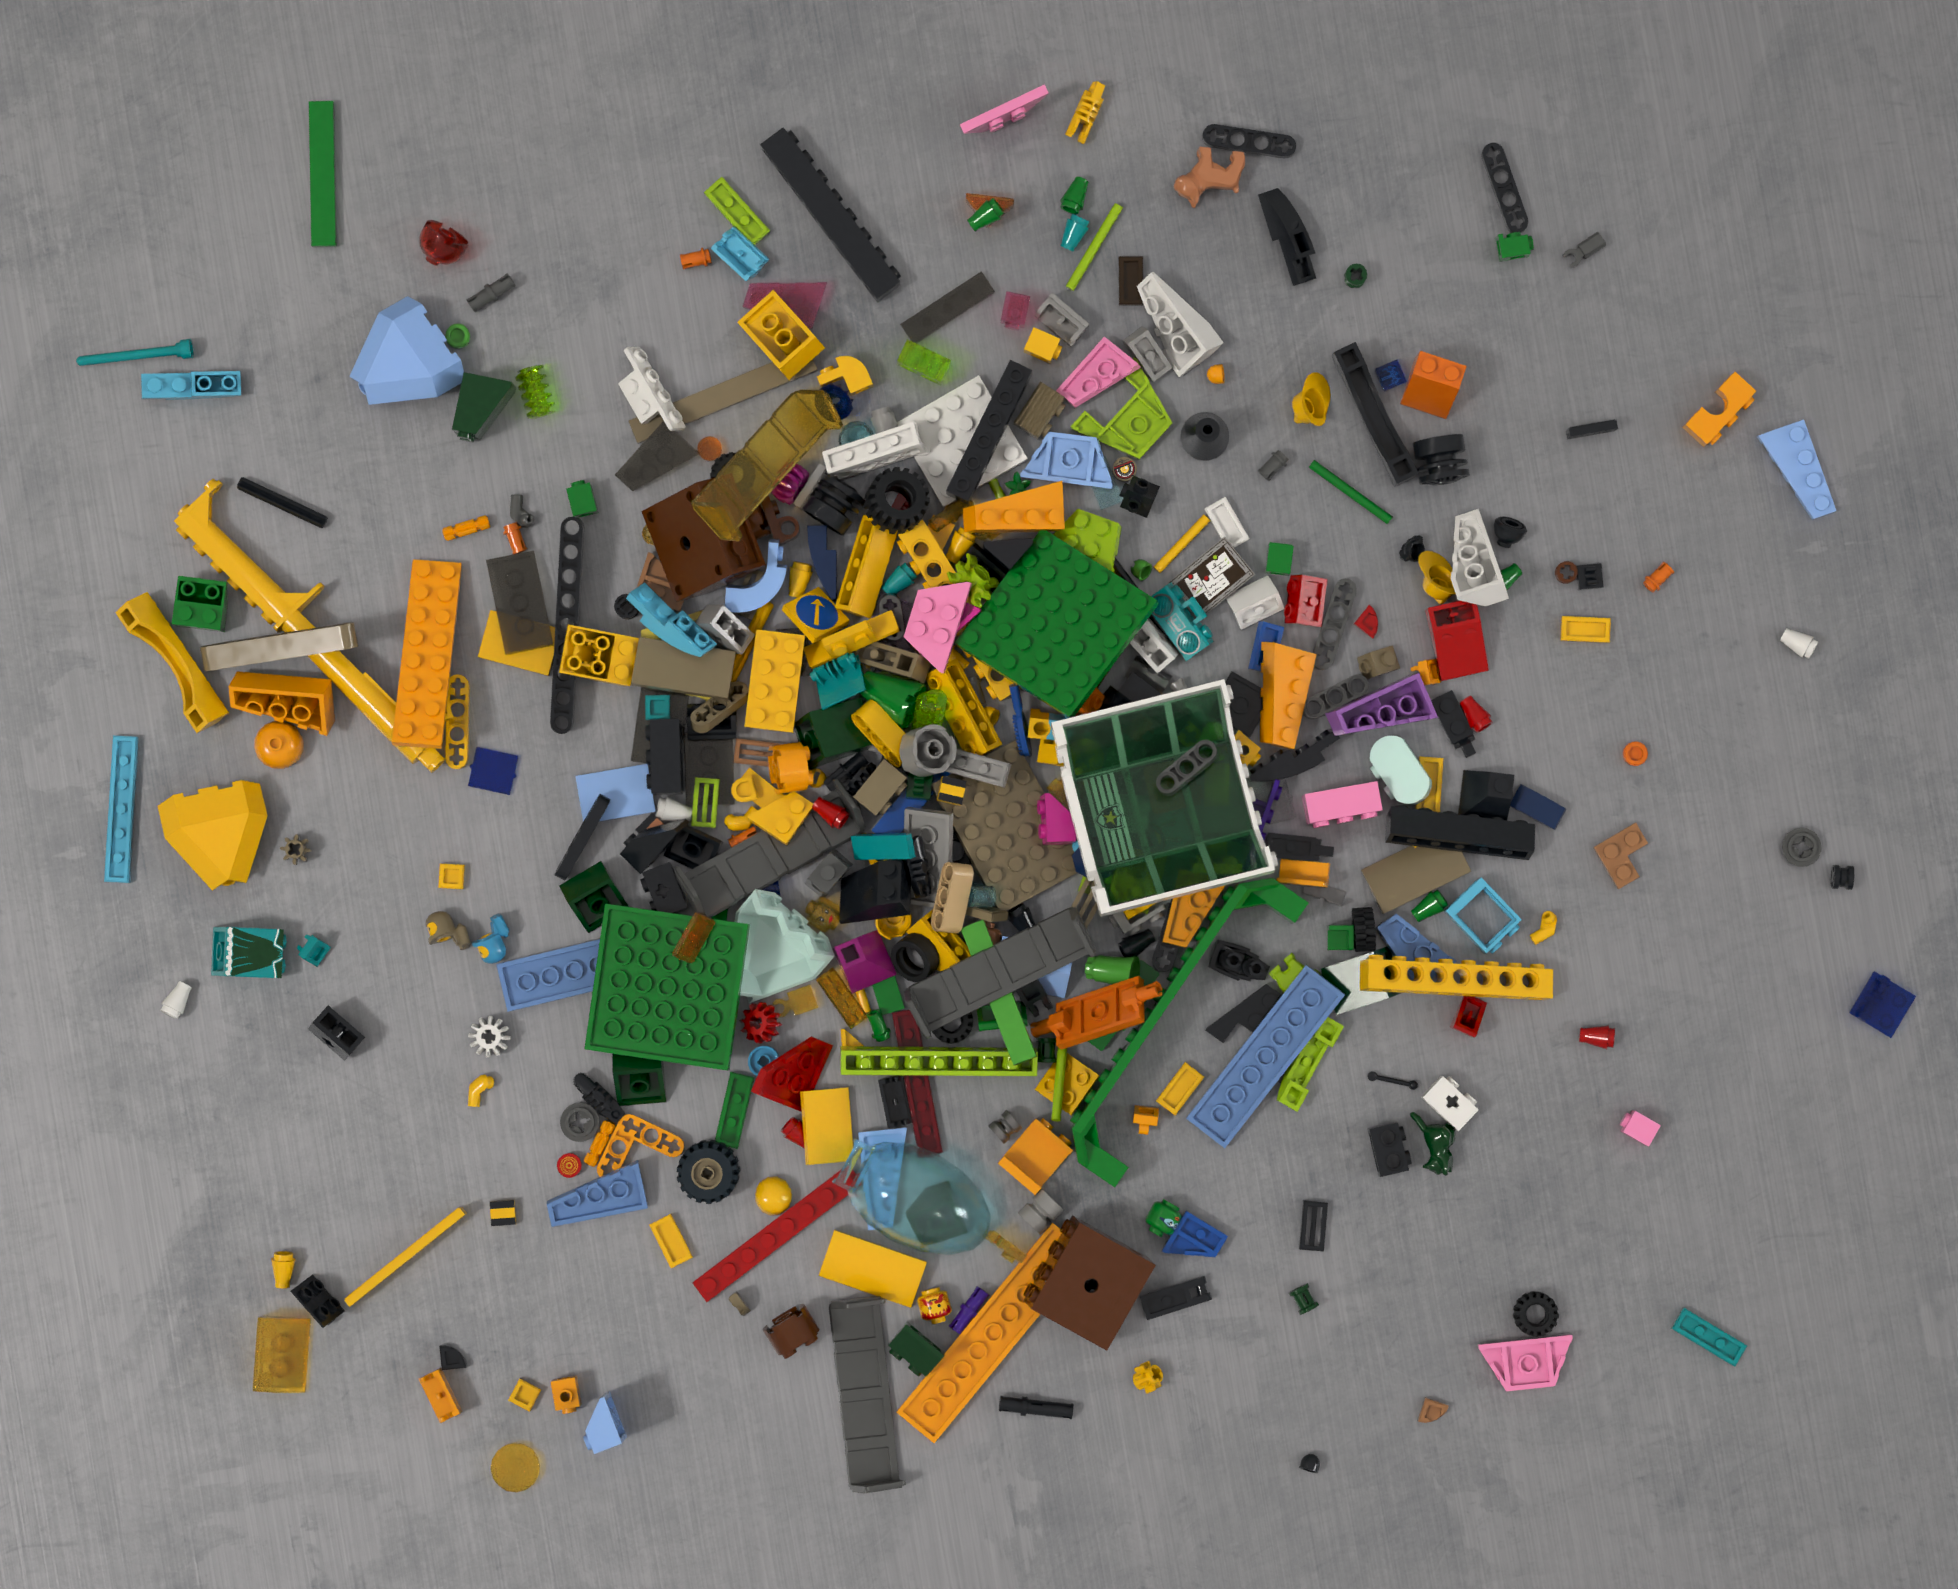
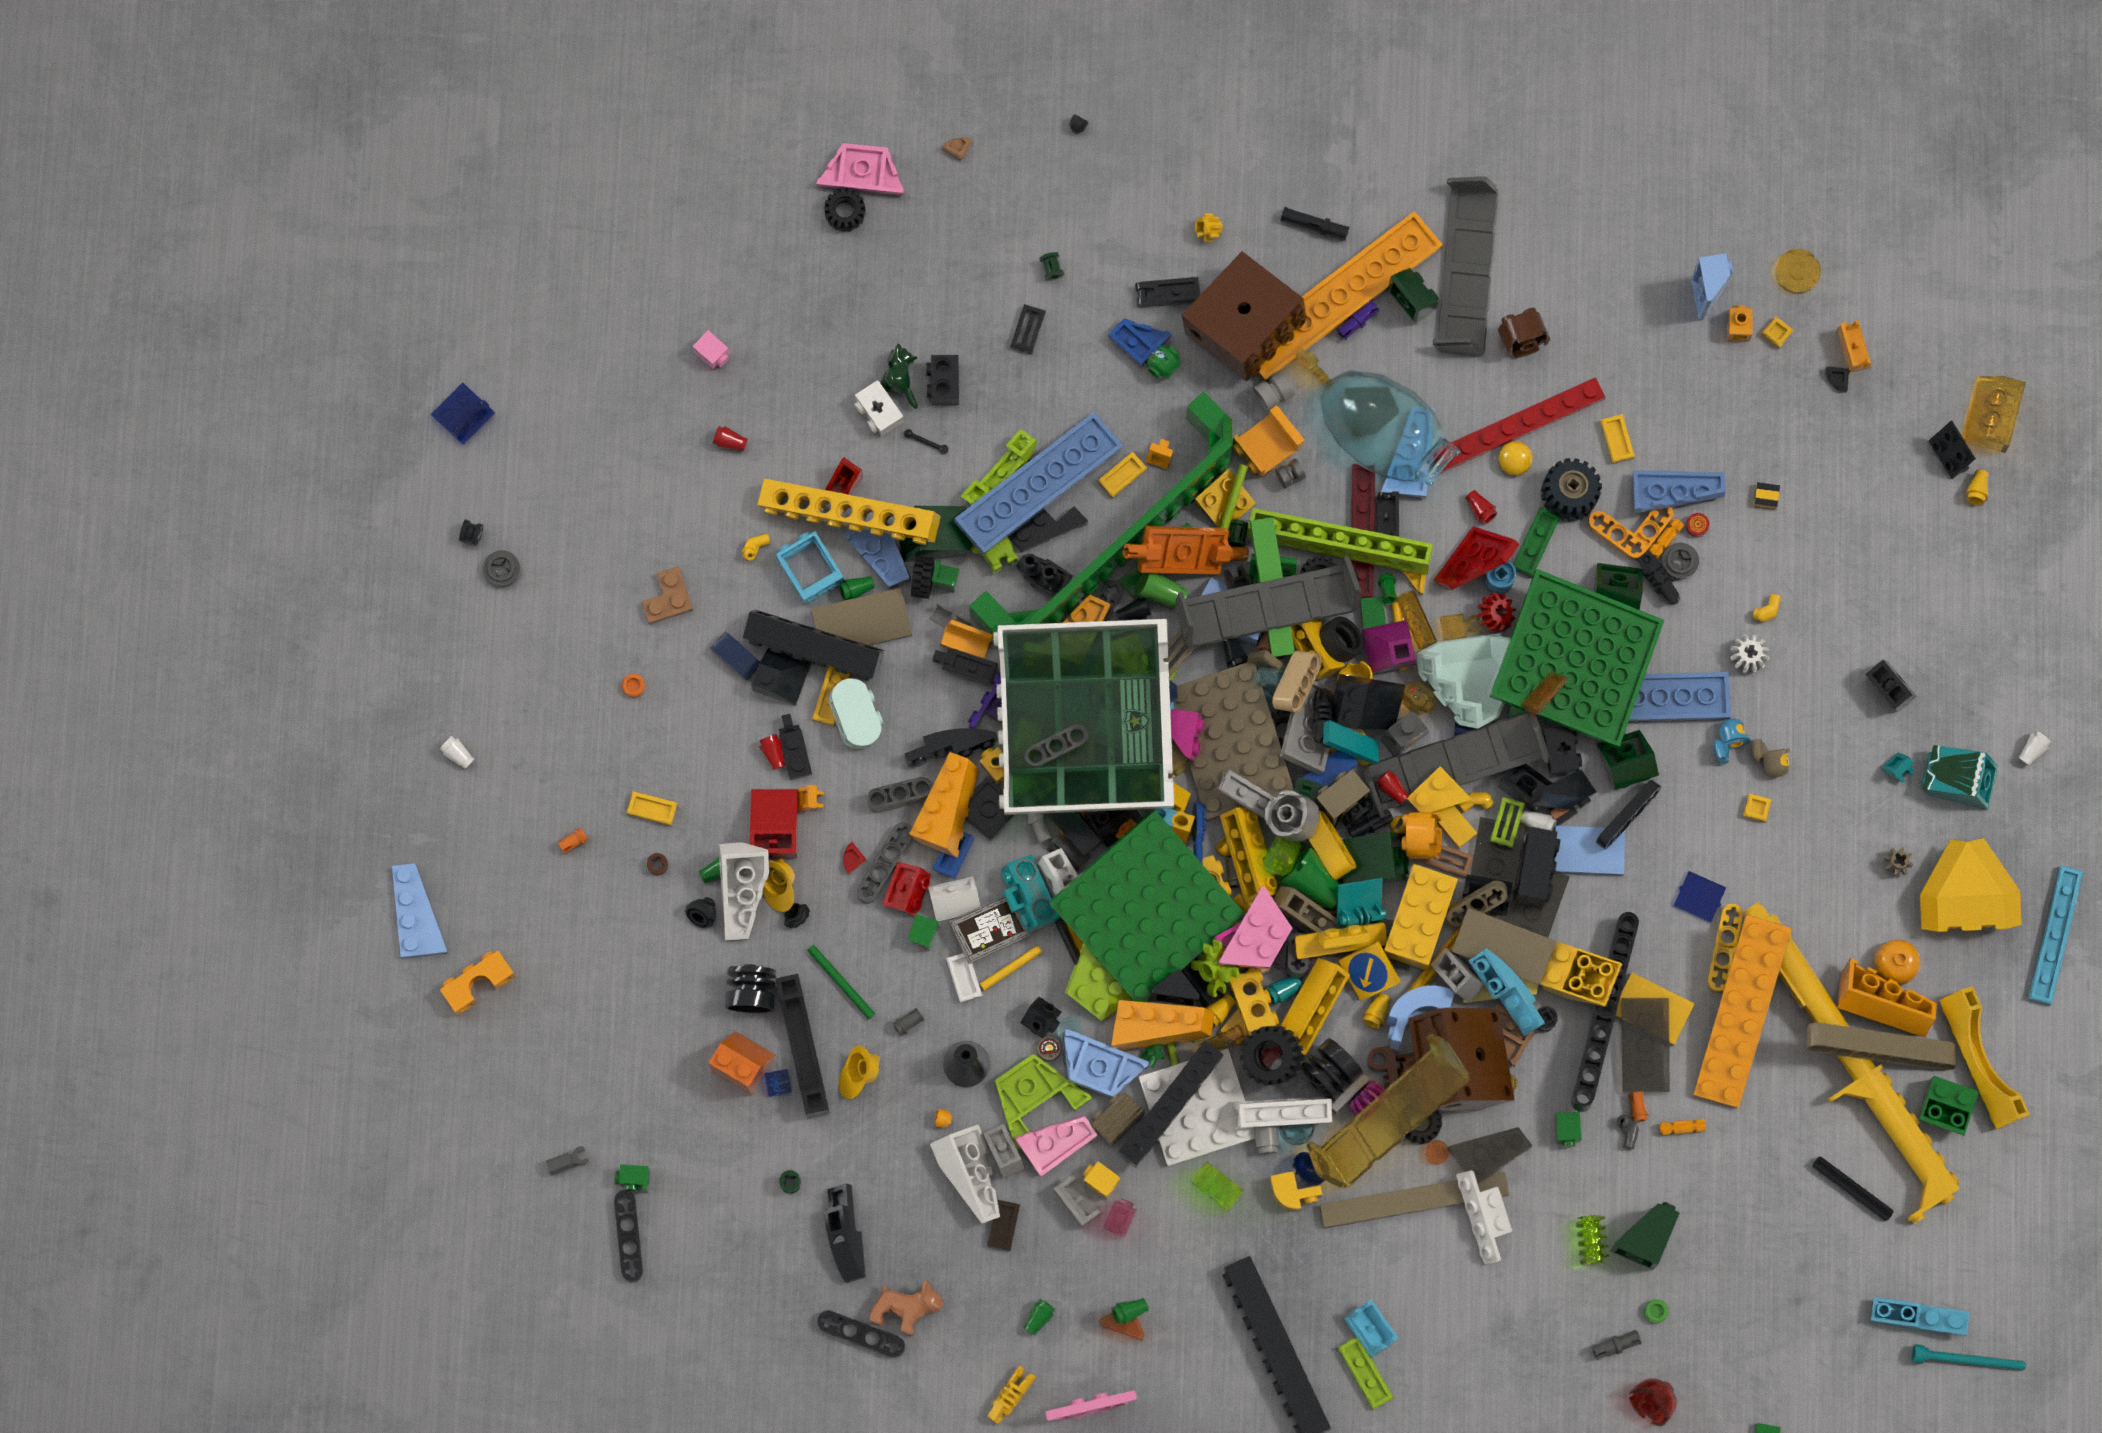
camera: 165 degrees left, 10 degrees down
(405, 357) = (1710, 1296): light blue panel -> none
(405, 1256) = (1863, 474): yellow tile -> none
(657, 707) = (1534, 919): teal tile -> none
(696, 258) = (1413, 1335): orange pin -> none
(734, 840) = (1482, 783): orange pin -> none
(739, 1303) = (1567, 371): dark tan tile -> none
(744, 789) = (1468, 826): yellow tile -> none
(781, 335) = (1348, 1240): yellow slope -> none
(801, 298) = (1335, 1275): clear pink wing -> none
(824, 560) = (1351, 1022): dark blue slope -> none
(826, 1125) = (1454, 508): yellow tile -> none
(872, 1268) = (1437, 376): yellow slope -> none
(934, 1305) = (1388, 331): yellow head -> none
(947, 308) = (1183, 1237): clear smoke tile -> none
(951, 790) = (1276, 778): tile -> none
(1074, 231) = (1046, 1284): teal cone -> none
(1094, 246) = (1031, 1265): lime bar -> none
(1141, 569) = (1053, 951): bright green hinge -> none
(1342, 804) = (916, 693): bright pink brick -> none
(1378, 662) = (852, 817): dark tan bracket -> none
(1389, 706) = (858, 771): medium lavender wedge -> none
(1589, 576) = (636, 855): black tile -> none
(1591, 429) = (602, 990): black tile -> none
(1709, 1336) = (693, 158): teal tile -> none

